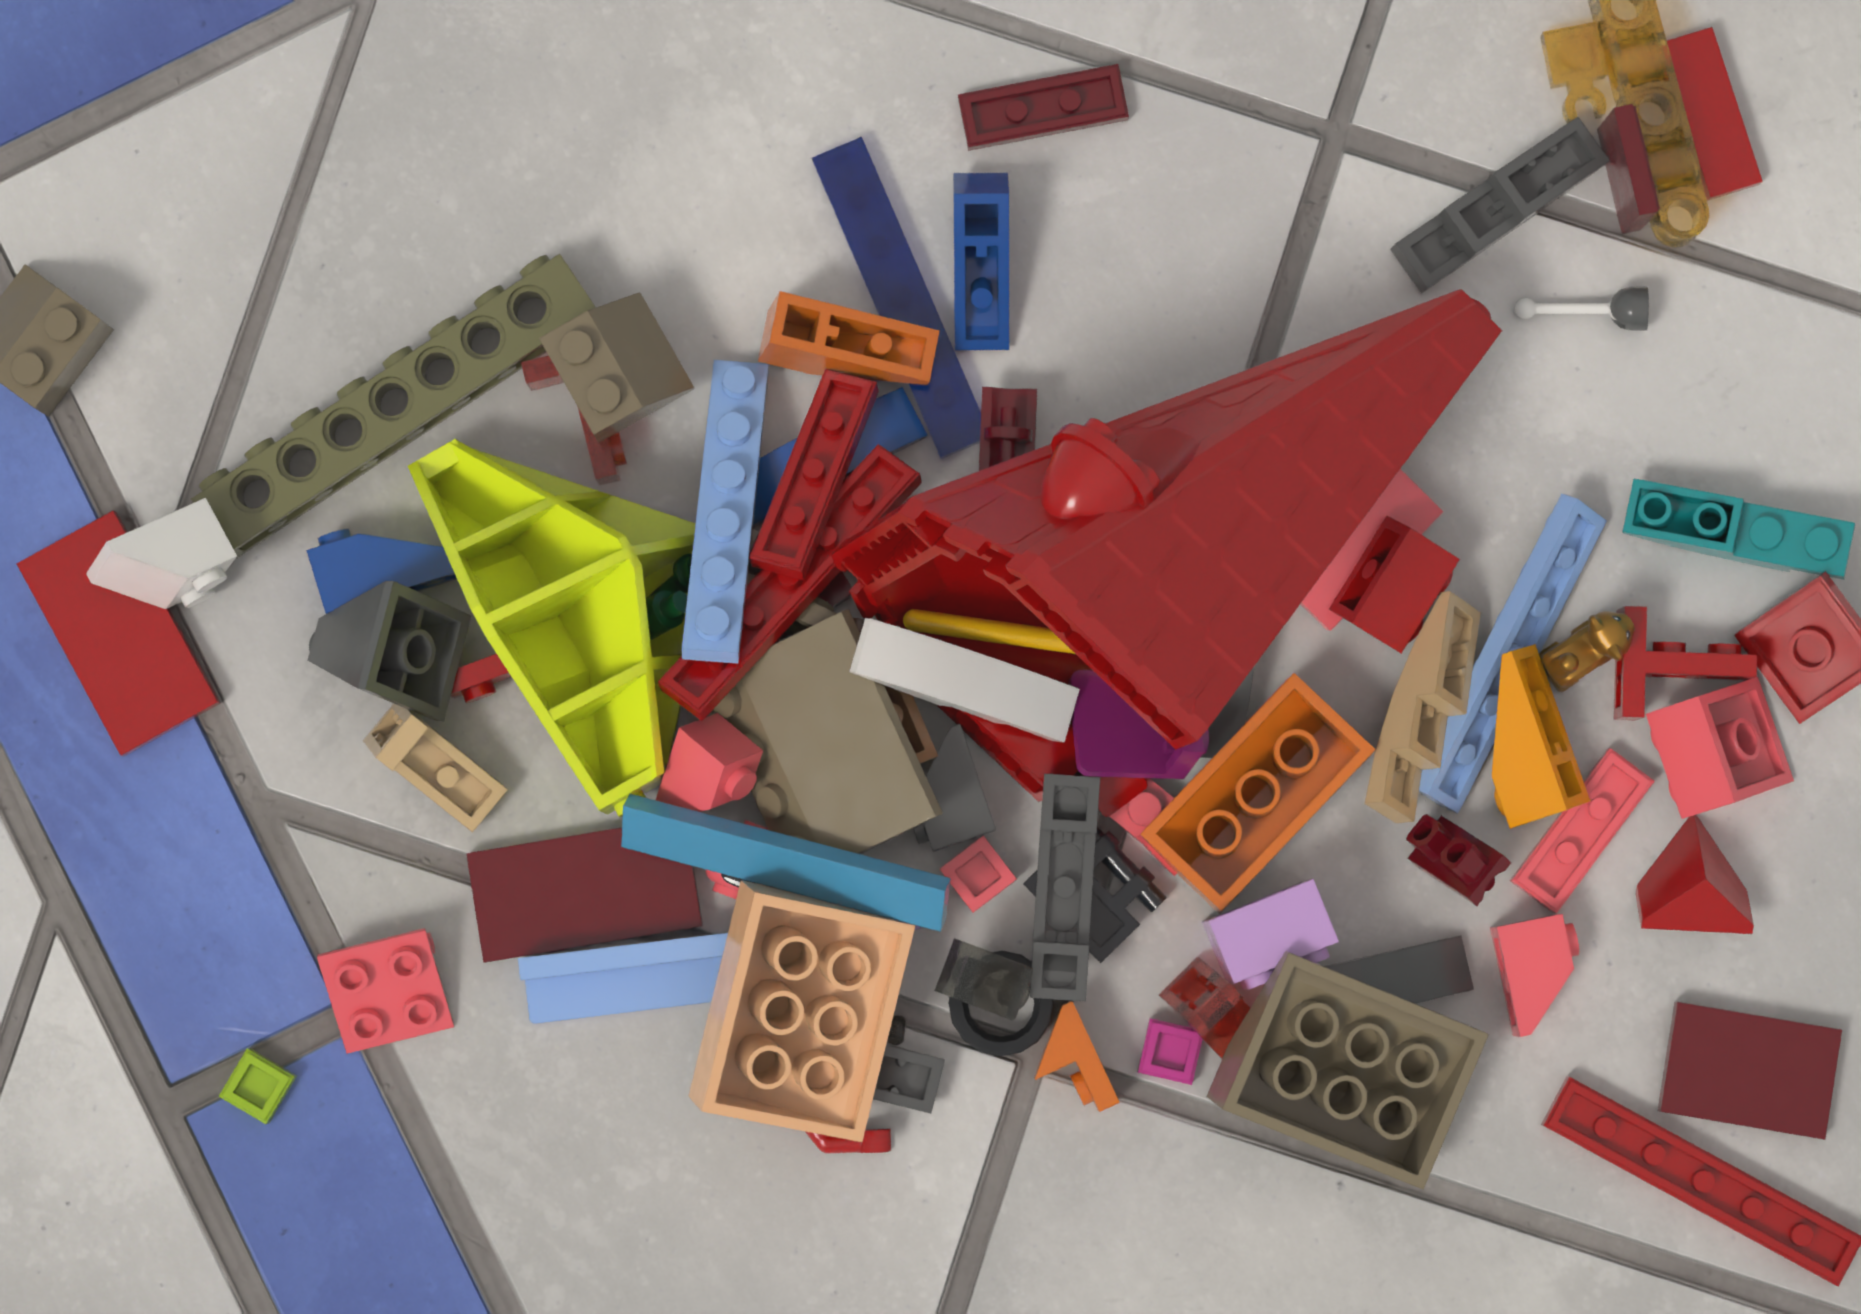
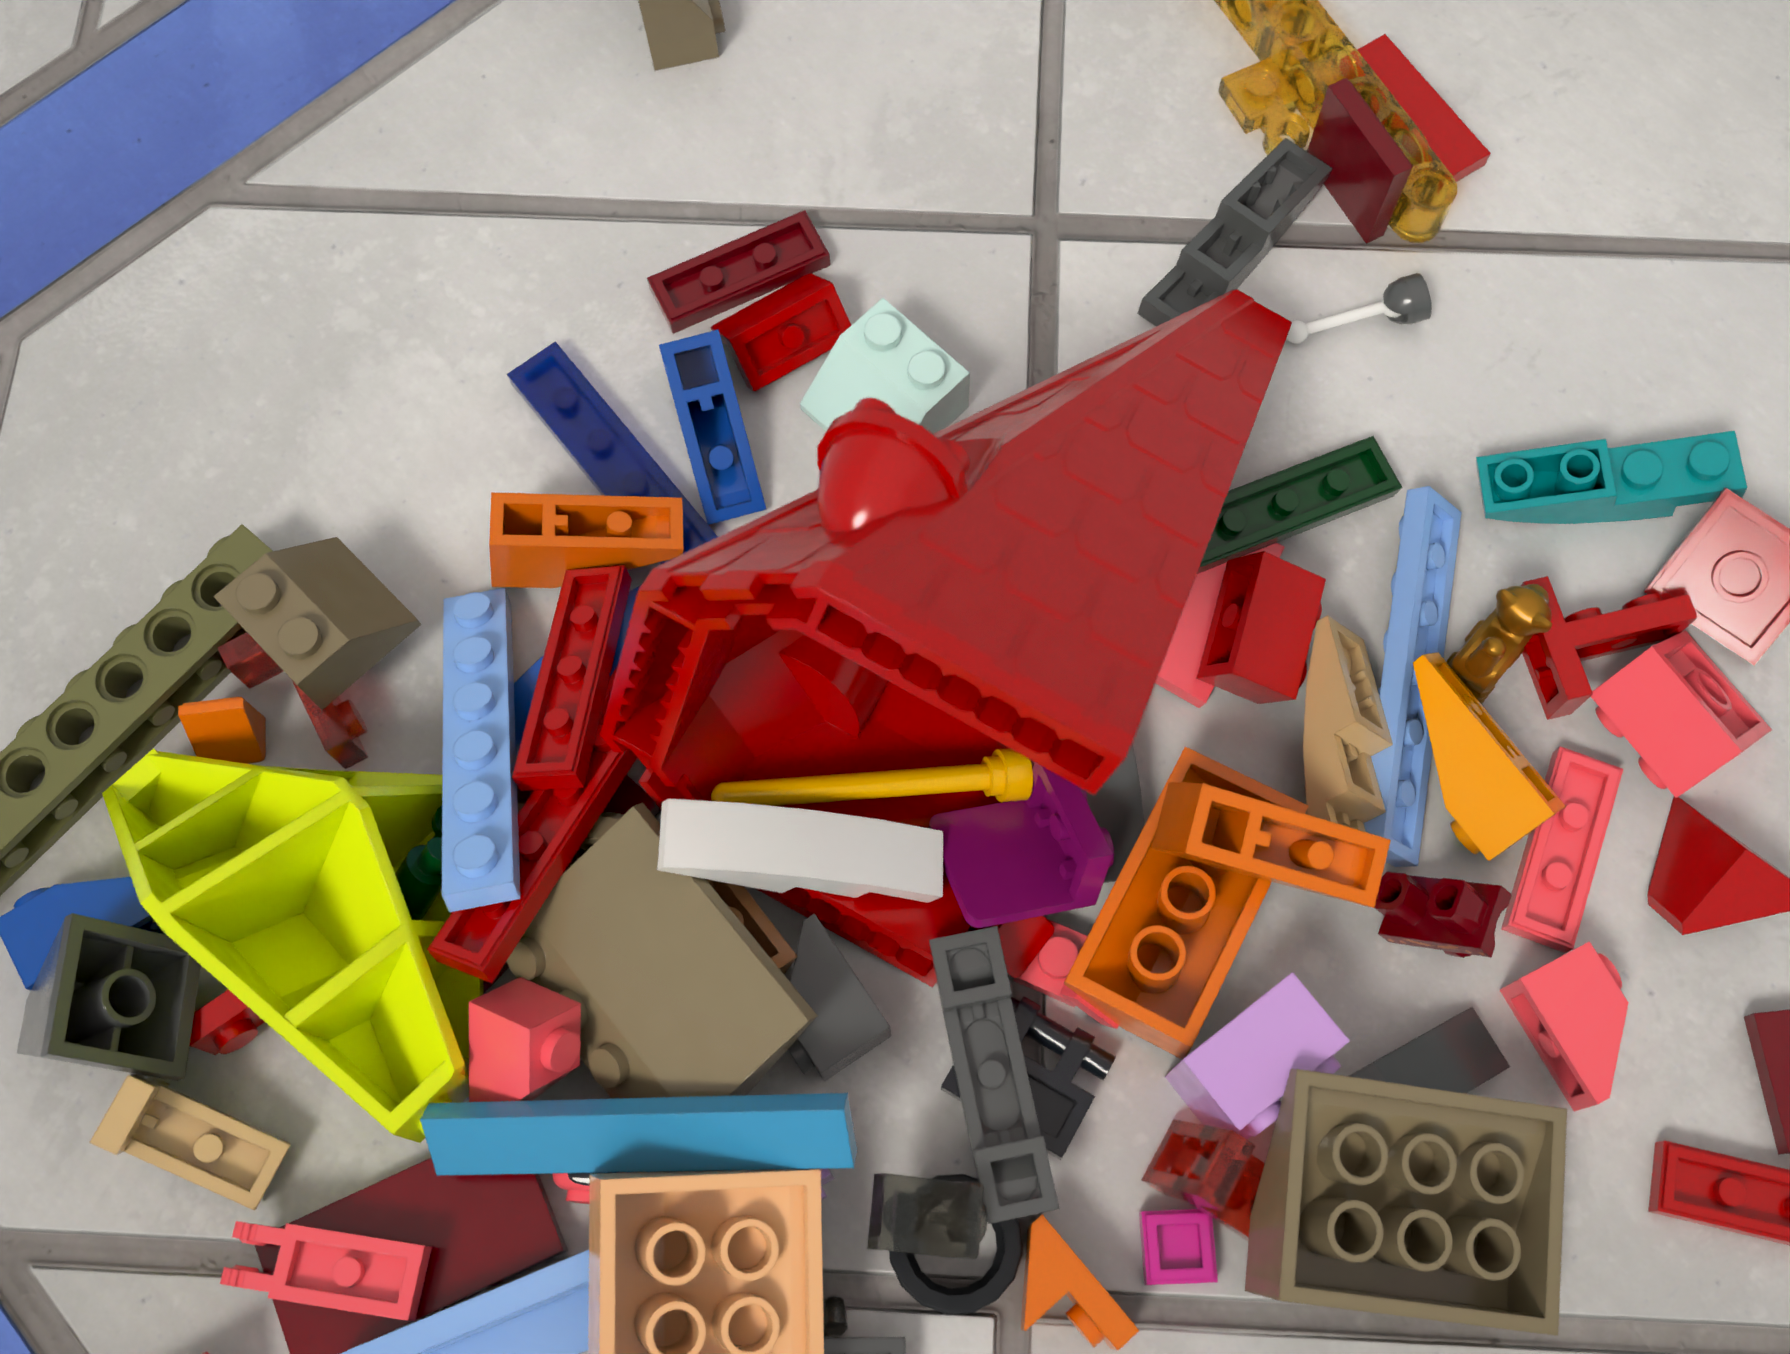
camera: 15 degrees left, 15 degrees down
(508, 431) = (225, 729): none -> orange slope
(529, 894) = (335, 1270): none -> coral hinge
(978, 874) = (885, 1090): coral plate -> none
(1067, 180) = (784, 330): none -> red panel
(1140, 272) = (892, 362): none -> light aqua slope
(1329, 775) = (1270, 842): none -> orange slope
(1472, 473) = (1300, 500): none -> dark green tile

